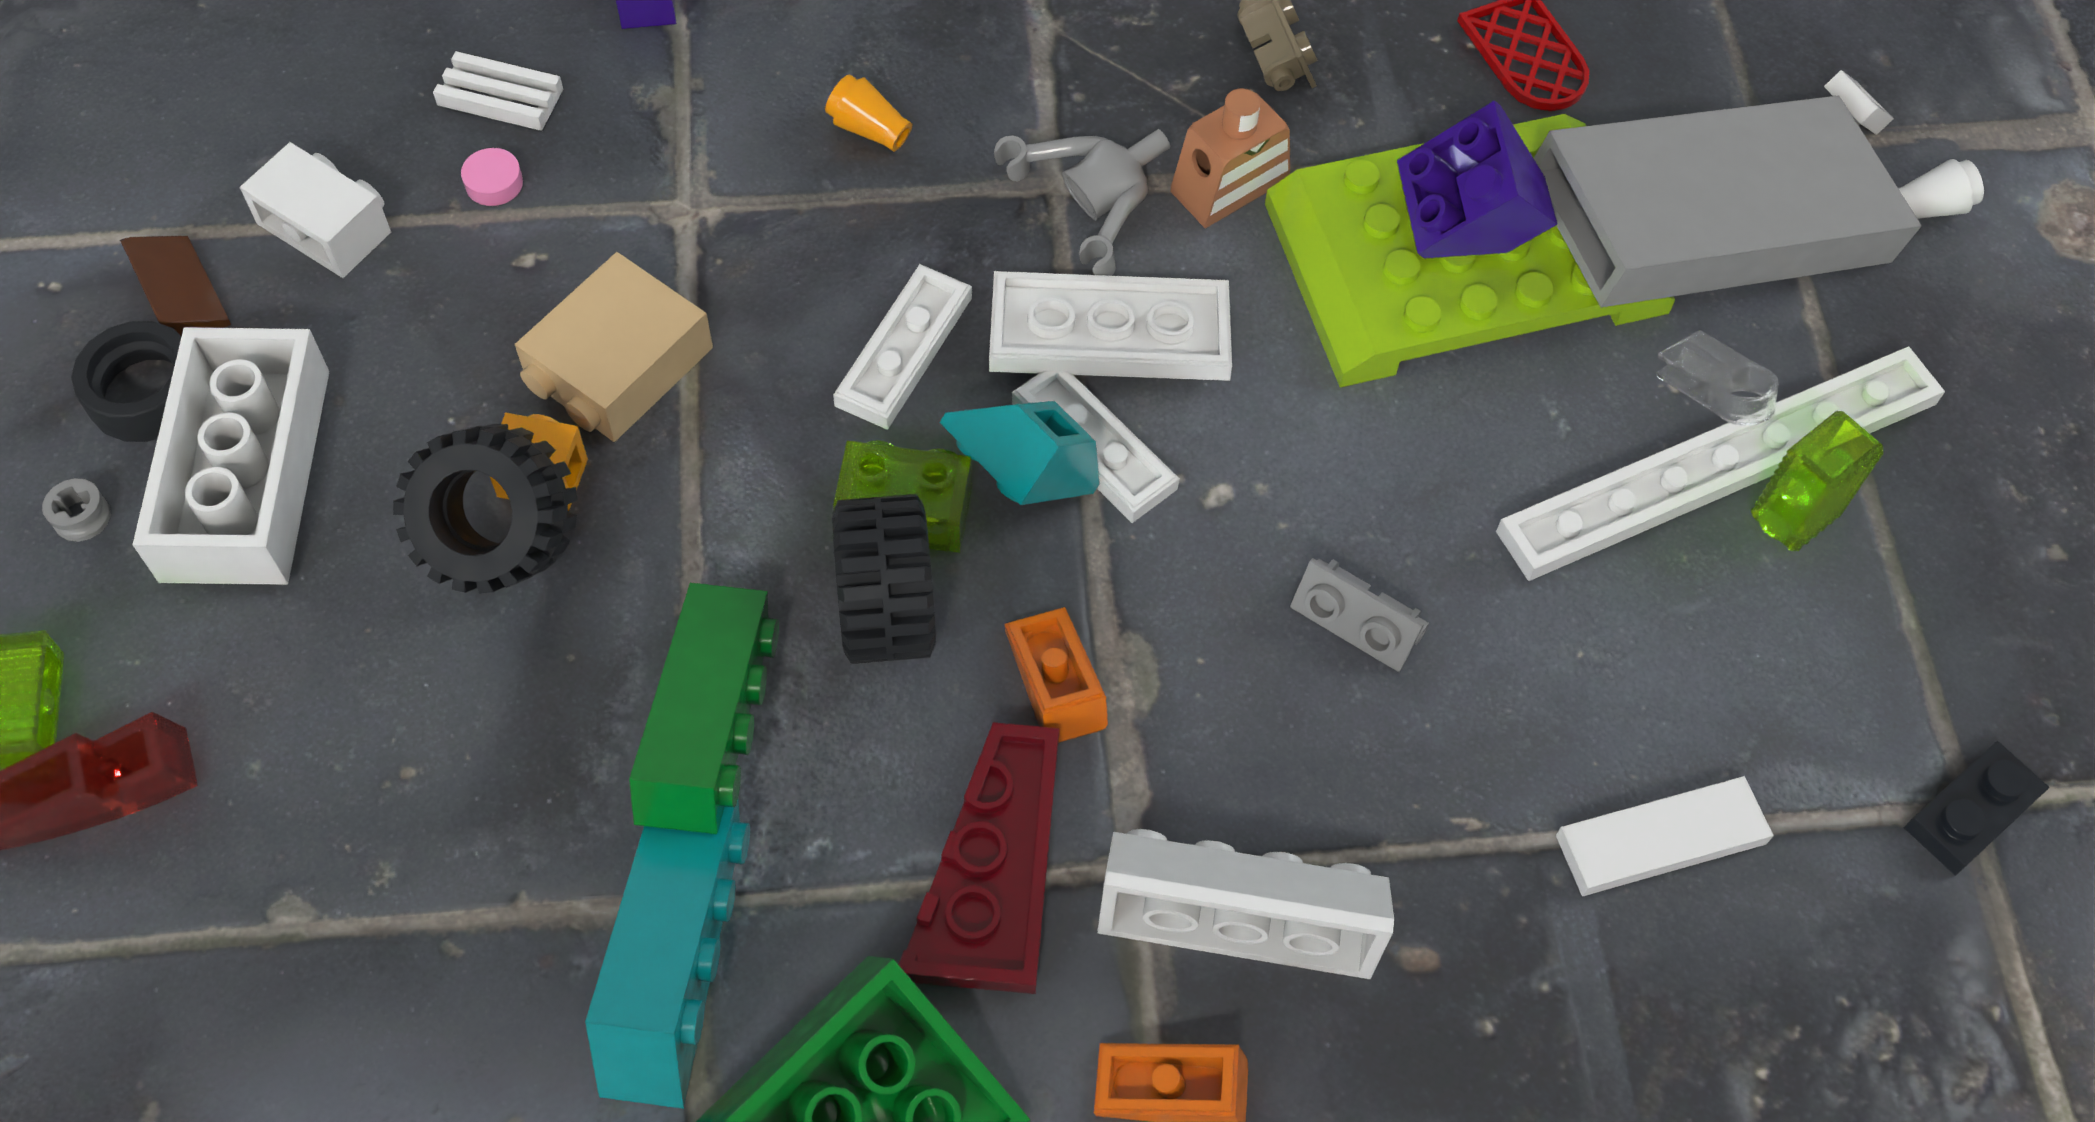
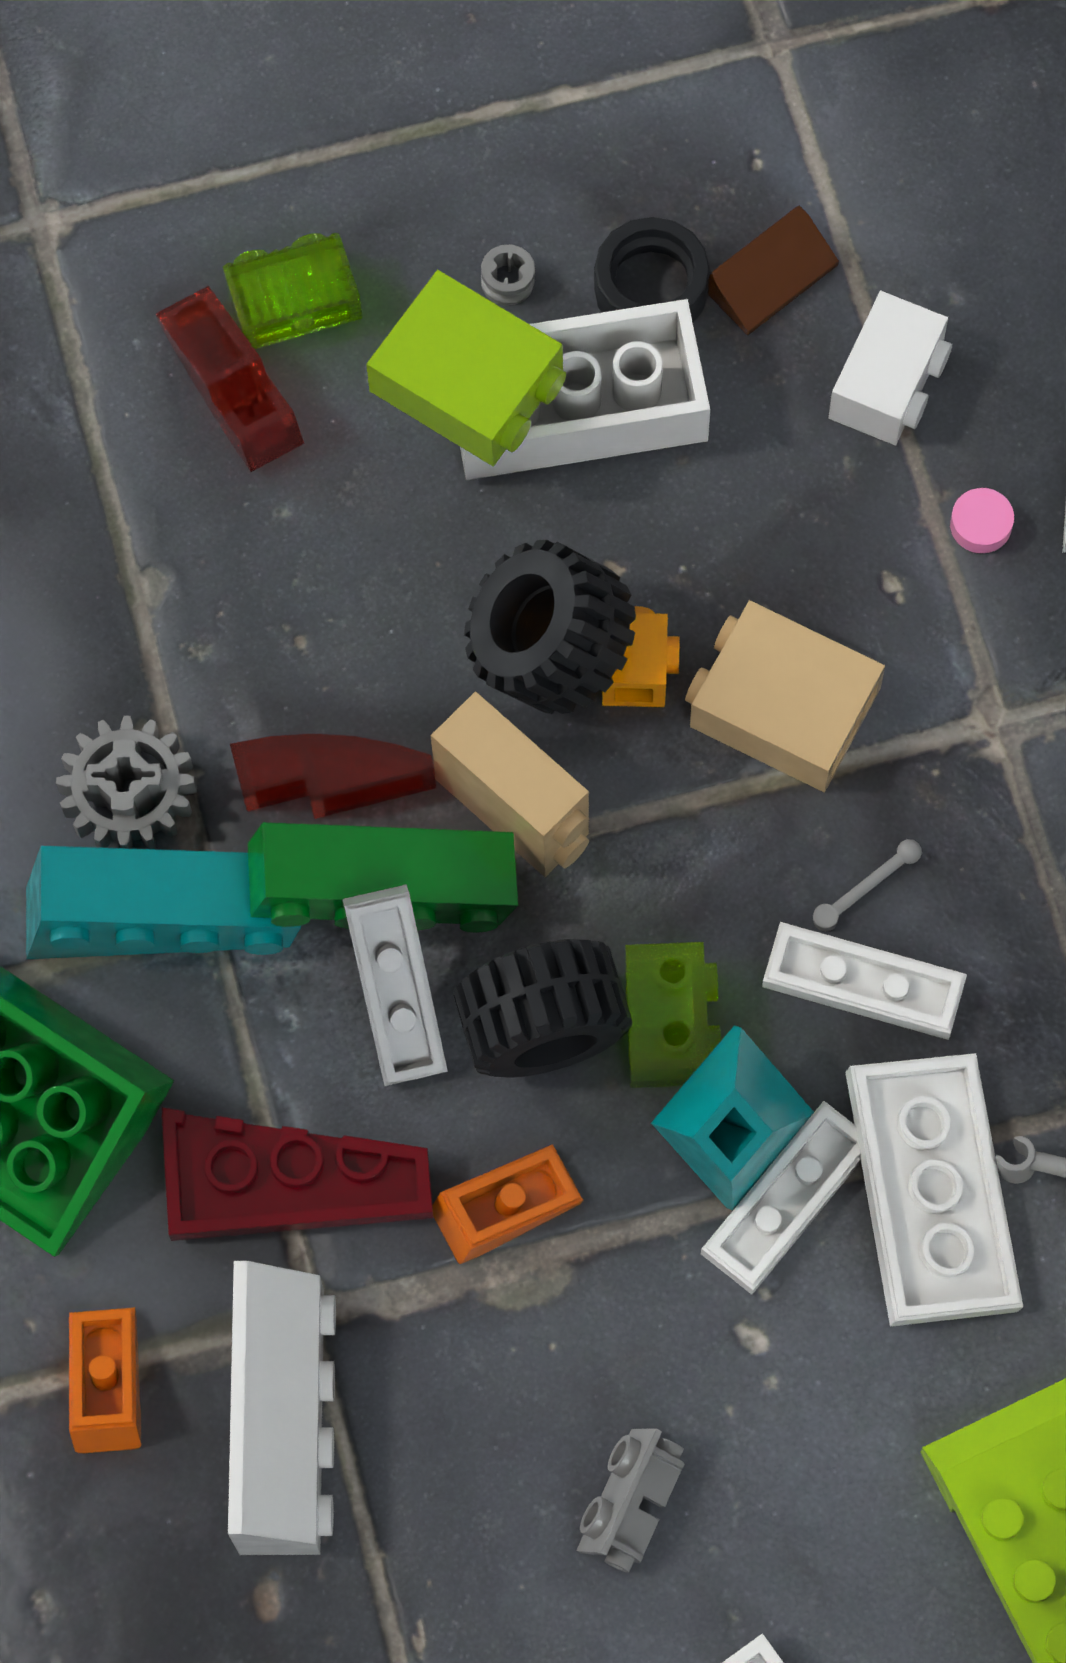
camera: 85 degrees right, 10 degrees up
(182, 513) = (467, 368): none -> lime brick
(536, 983) = (124, 761): none -> light grey gear
(565, 758) = (329, 769): none -> clear red slope
(636, 571) = (512, 785): none -> tan brick
(821, 711) = (395, 985): none -> light grey tile
(834, 363) = (826, 915): none -> light grey hinge

